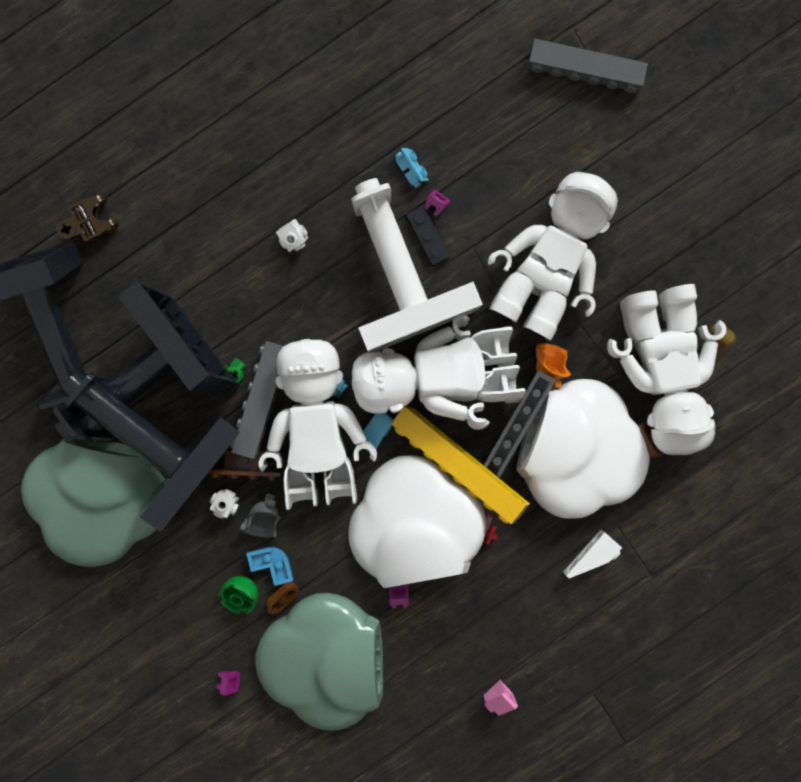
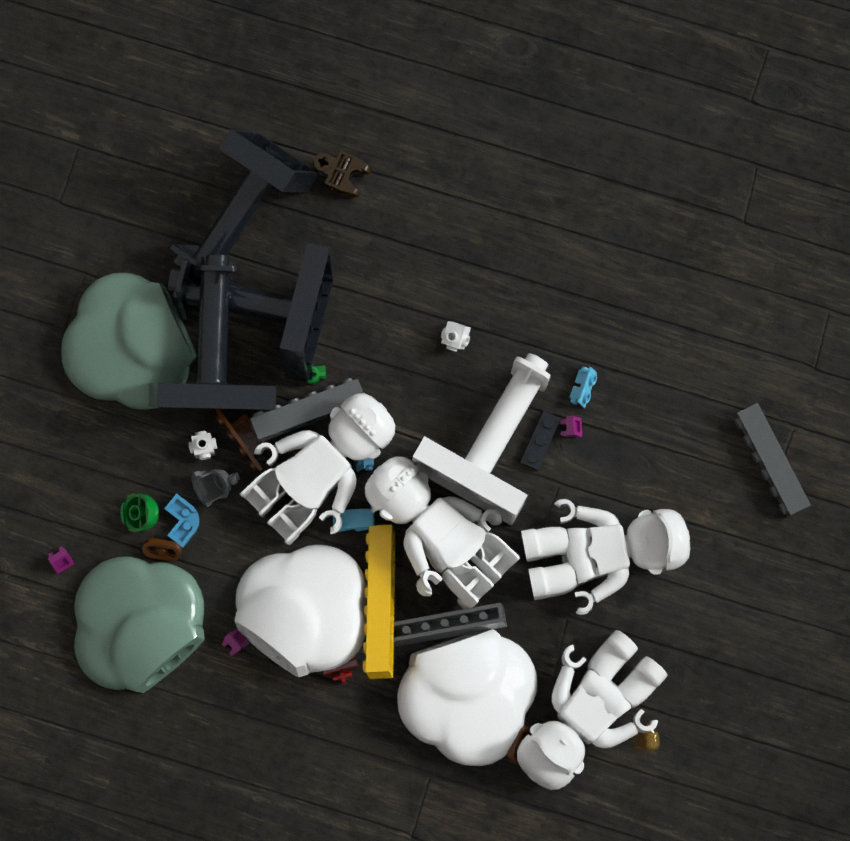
camera: 45 degrees right, 10 degrees down
(500, 699) = (214, 787): bright pink slope -> none
(552, 362) = (518, 615): orange helmet -> none
(596, 553) = (397, 774): white slope -> none

